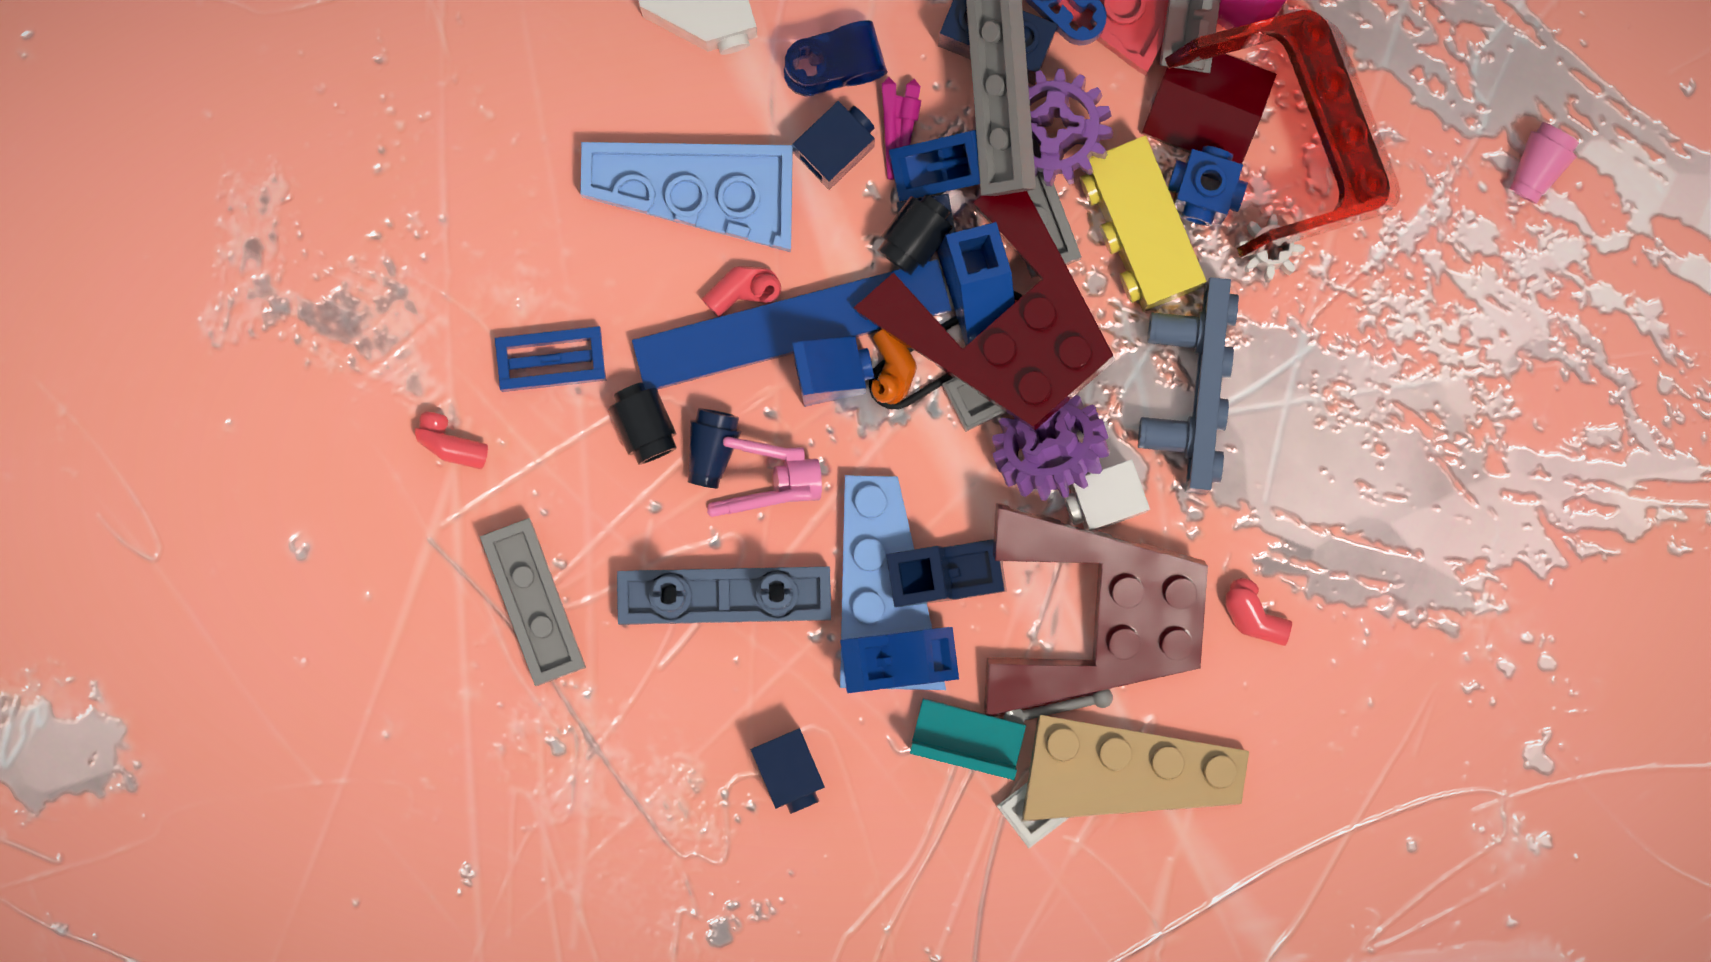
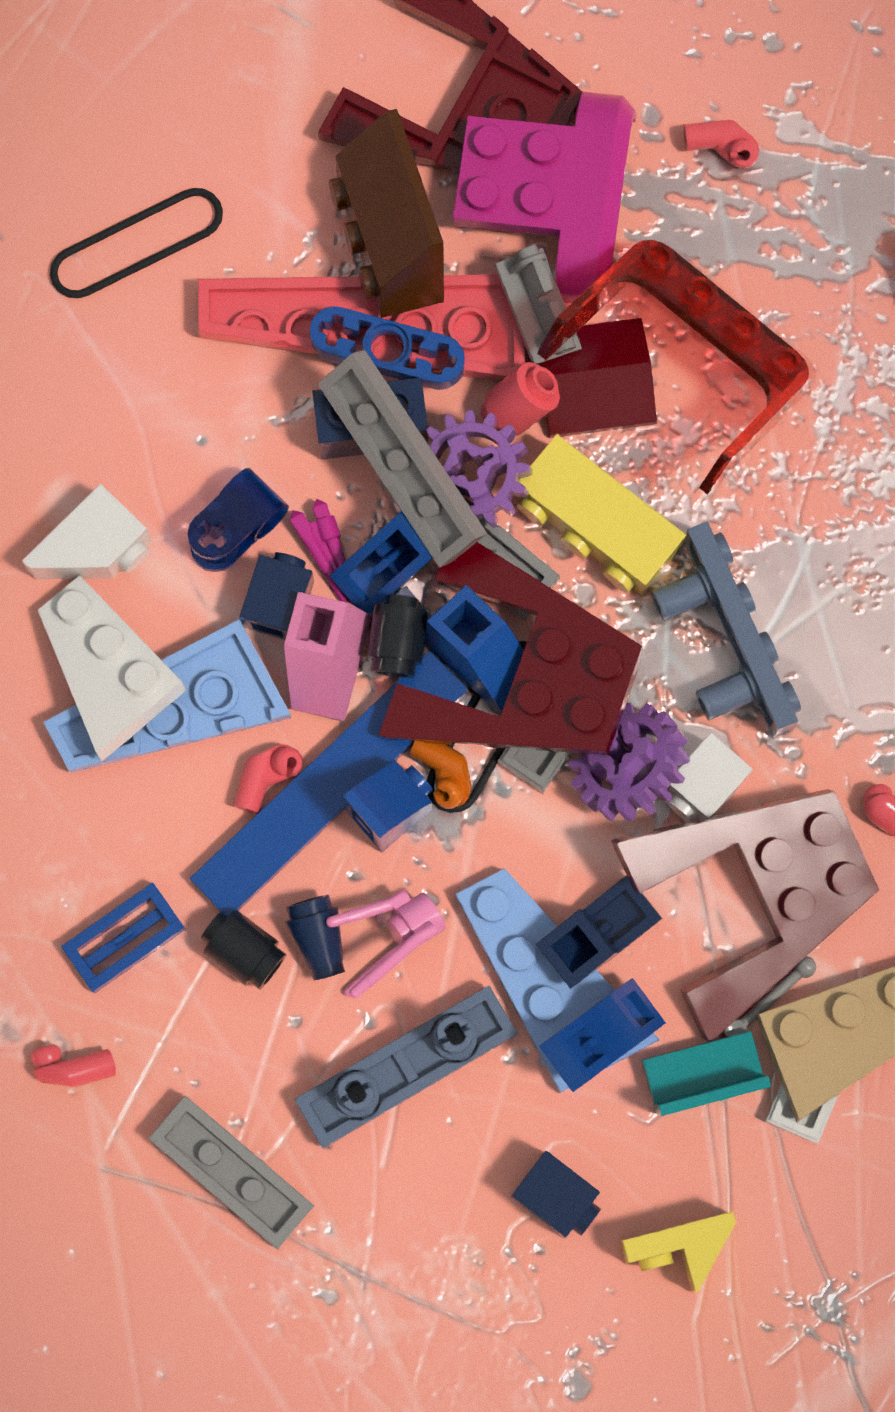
camera: 25 degrees left, 5 degrees down
(659, 124) = (107, 667): none -> white wing
(846, 214) = (324, 654): none -> bright pink slope
(884, 871) = (698, 1242): none -> light yellow slope
(1134, 88) = (522, 397): none -> coral brick
(1195, 201) = (637, 468): blue brick -> none
(1261, 259) = (724, 490): white gear -> none

